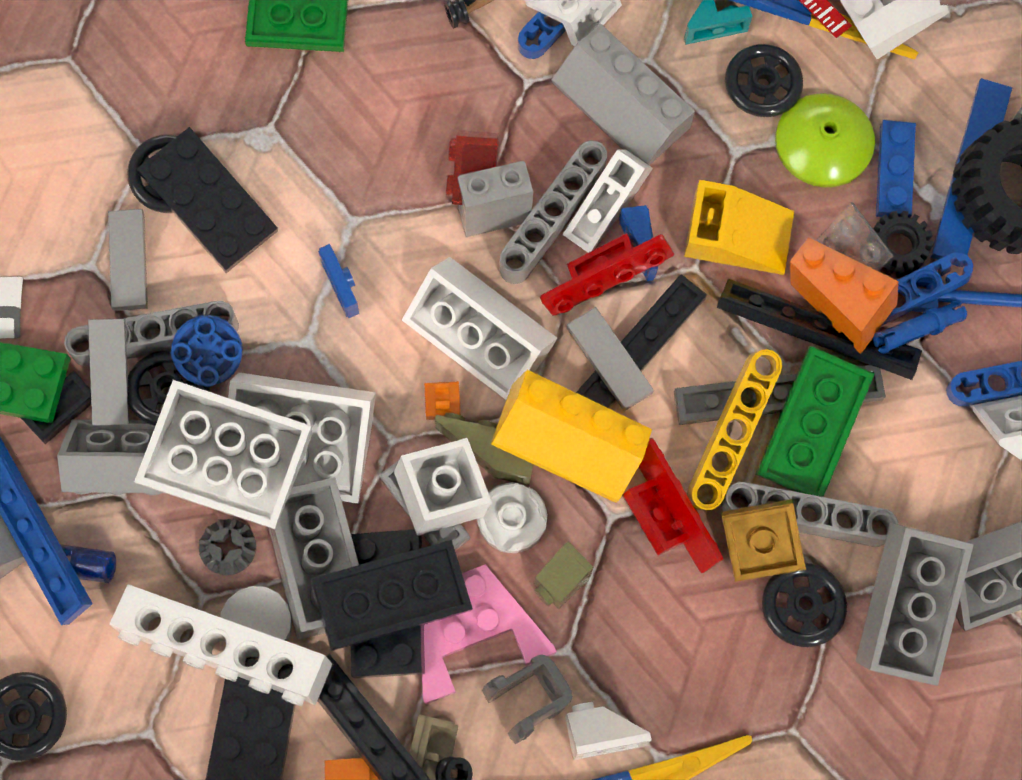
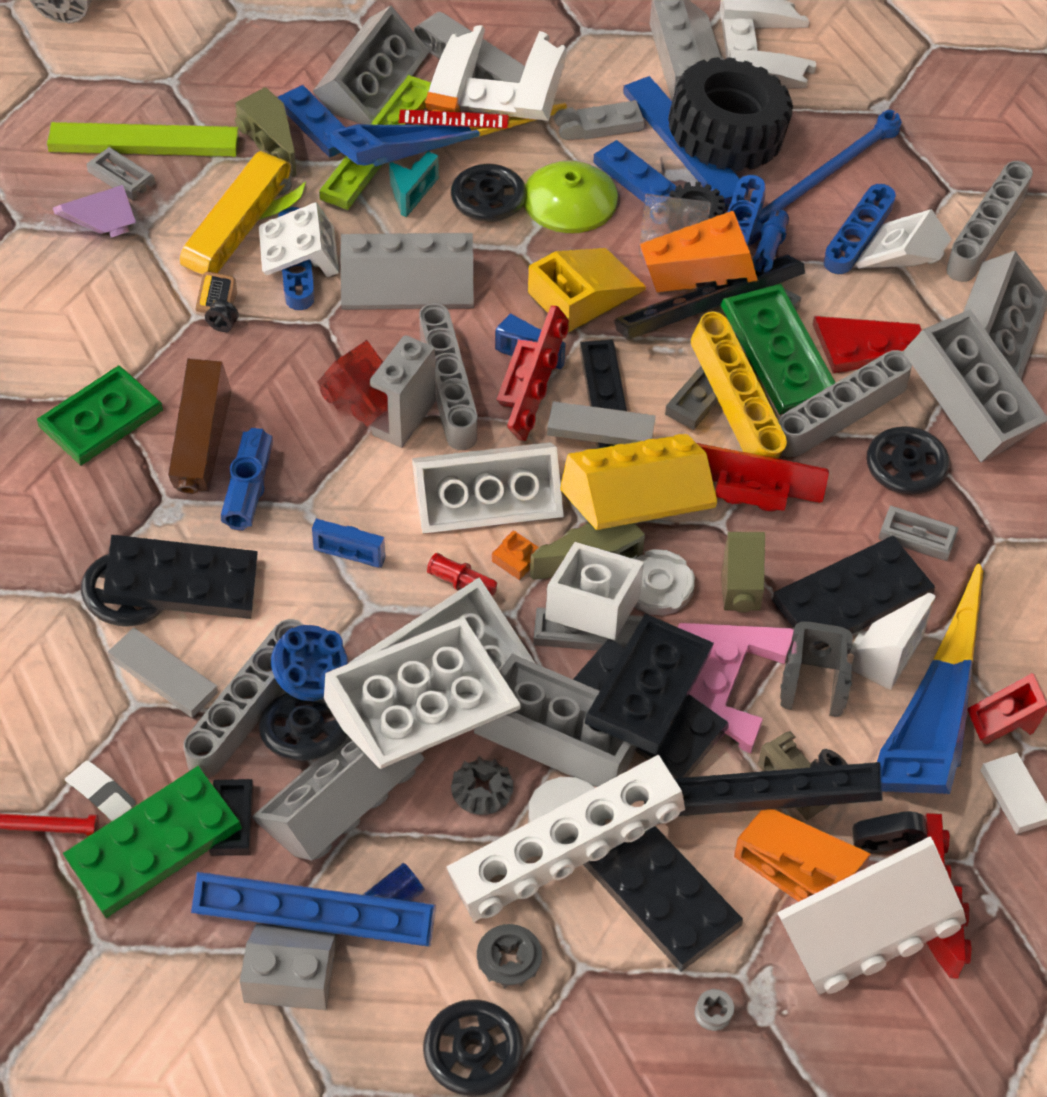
camera: 45 degrees left, 20 degrees down
(99, 668) = (508, 938): none -> dark grey gear
(108, 371) = (250, 742): light grey tile -> none
(338, 93) = (199, 425): none -> reddish brown slope
(346, 152) = (247, 479): none -> blue piece
(384, 381) = (458, 574): none -> red axle
(606, 199) = (476, 336): white slope -> none
(635, 665) = (855, 589): none -> black plate
(726, 673) = (917, 537): none -> light grey tile
(763, 540) = (839, 437): pearl gold tile -> none
(896, 481) = (856, 342): none -> red wing
(926, 93) = (599, 121): none -> light grey hinge

